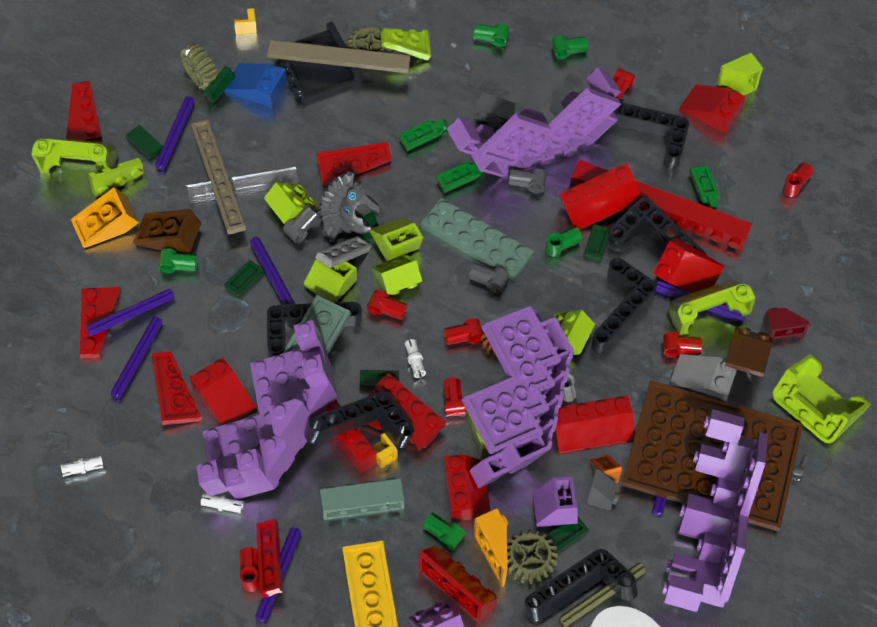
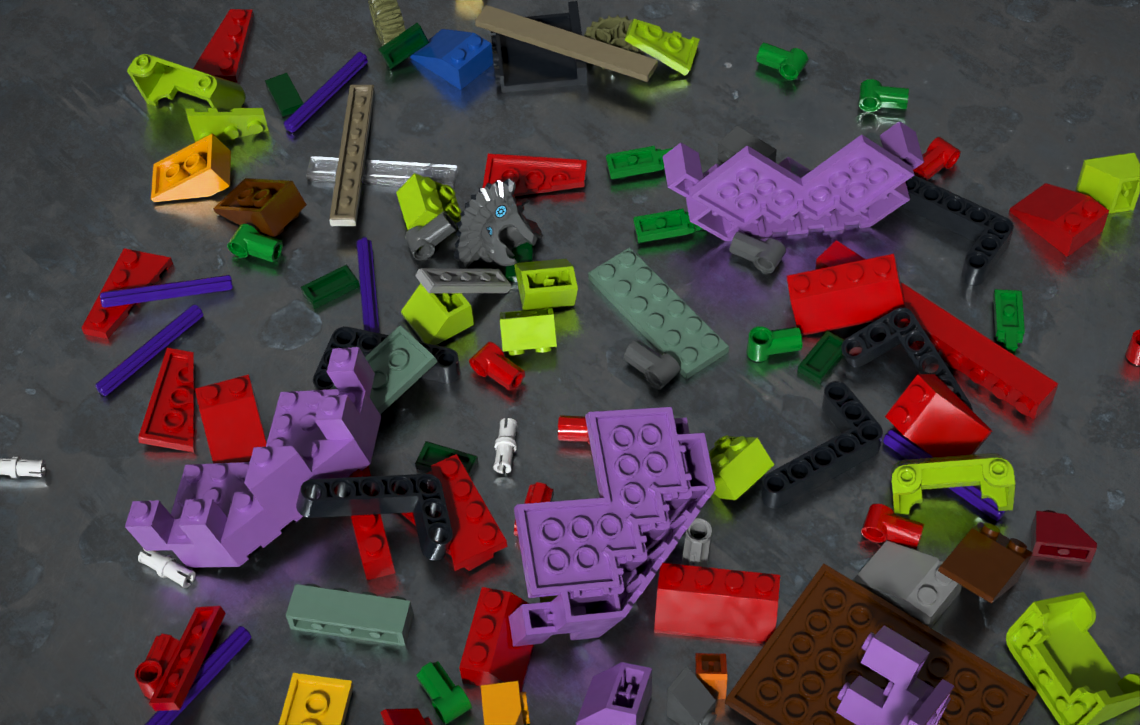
camera: 25 degrees right, 5 degrees down
(385, 451) = (408, 560): yellow panel -> none

